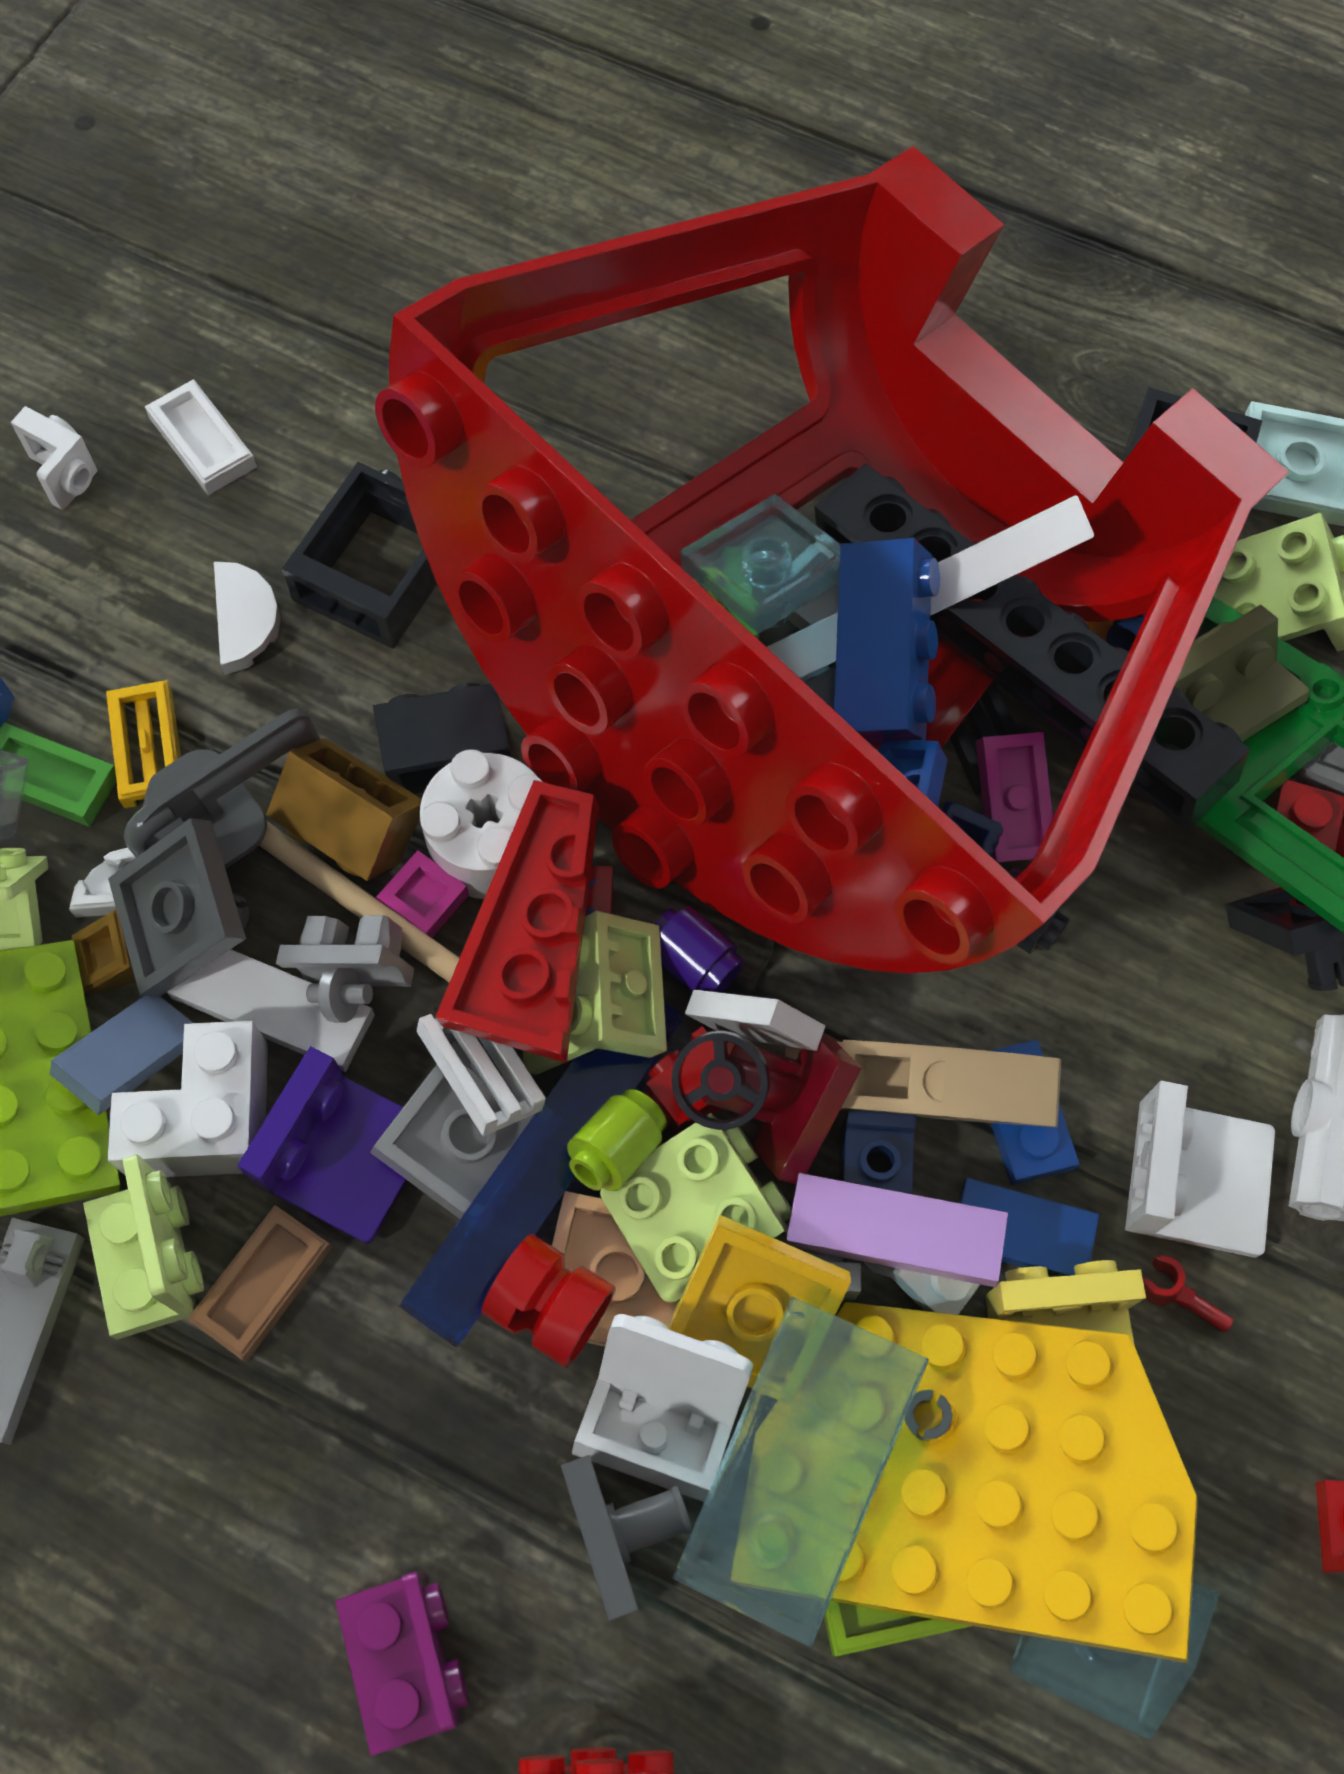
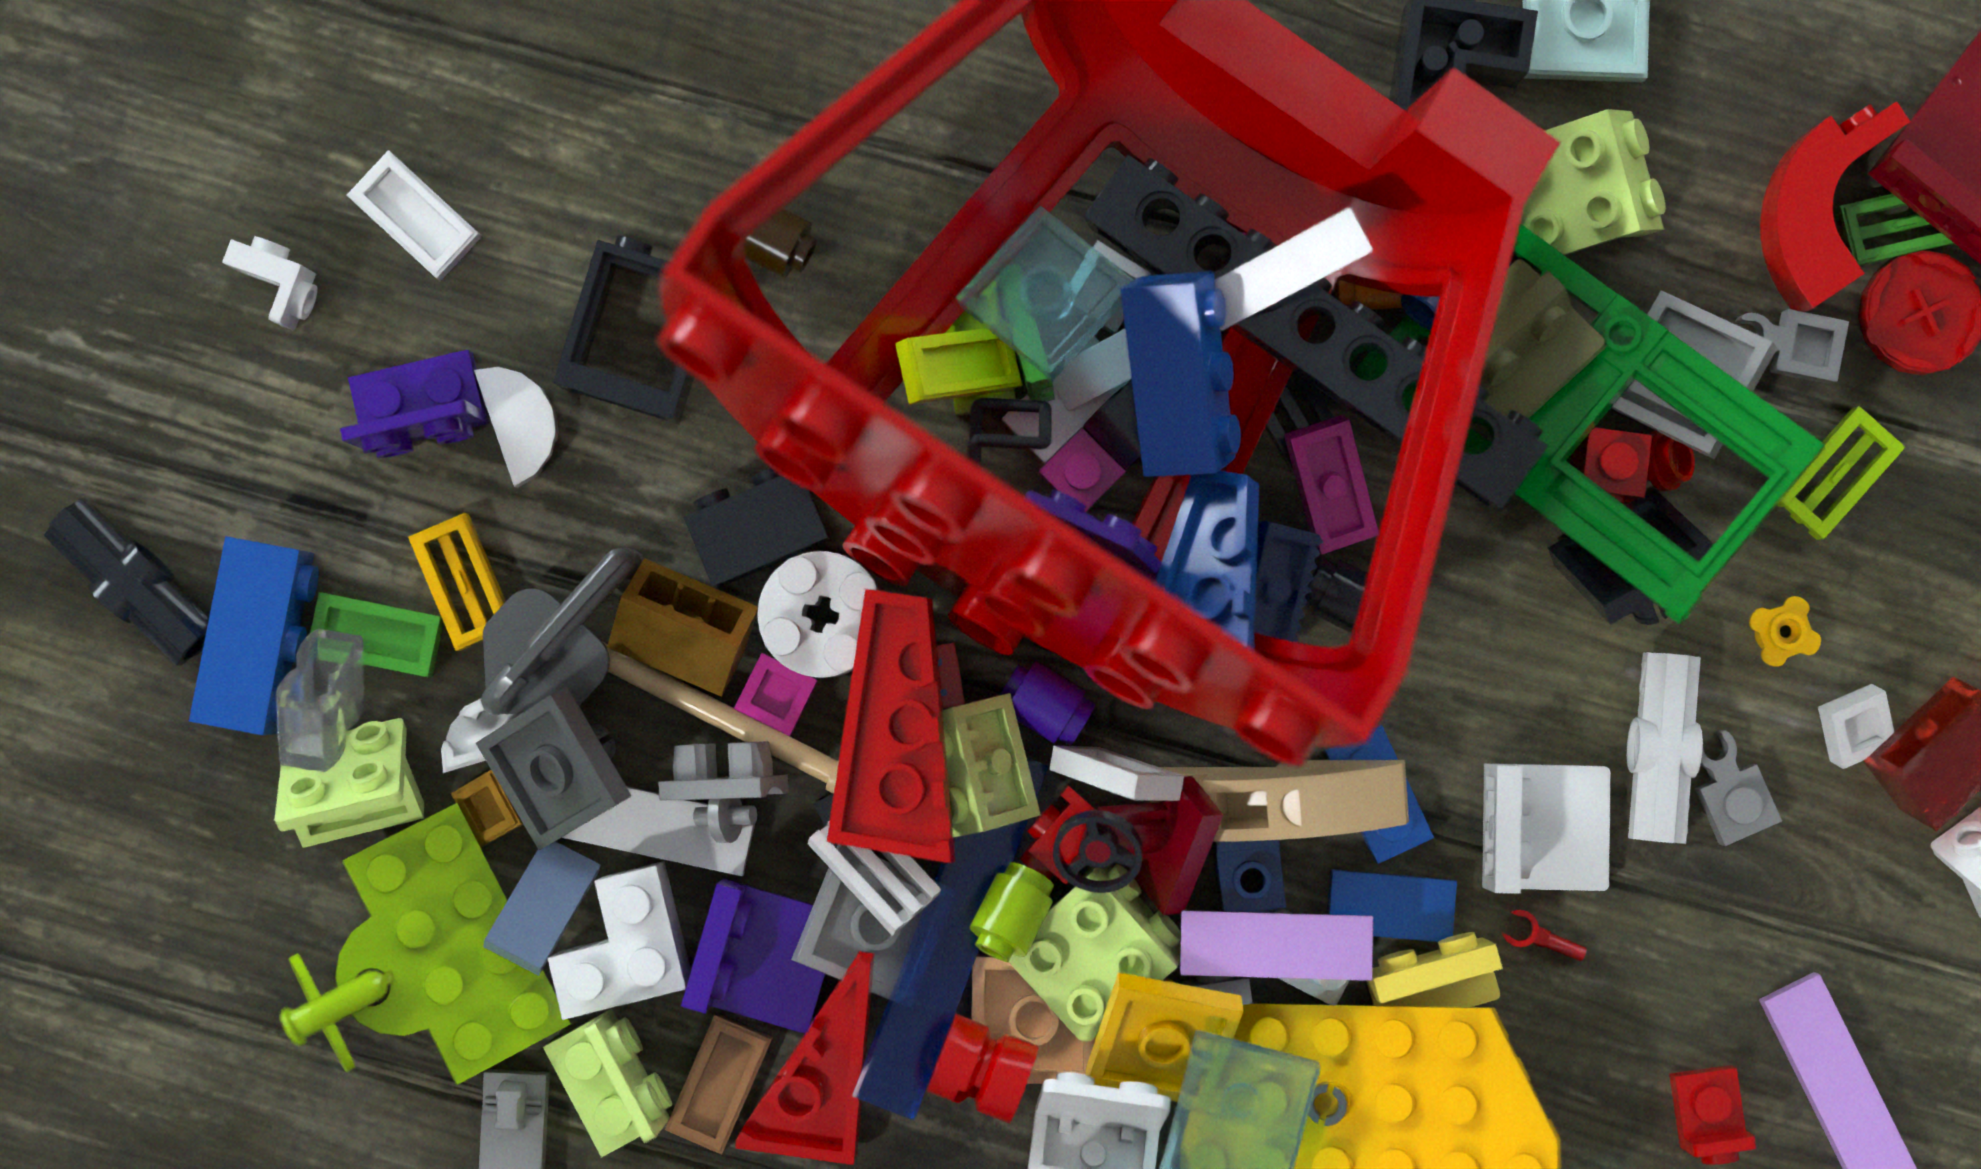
camera: 10 degrees left, 20 degrees up
(145, 580) = (416, 403): none -> dark purple bracket
(352, 1317) = (811, 1099): none -> red wing

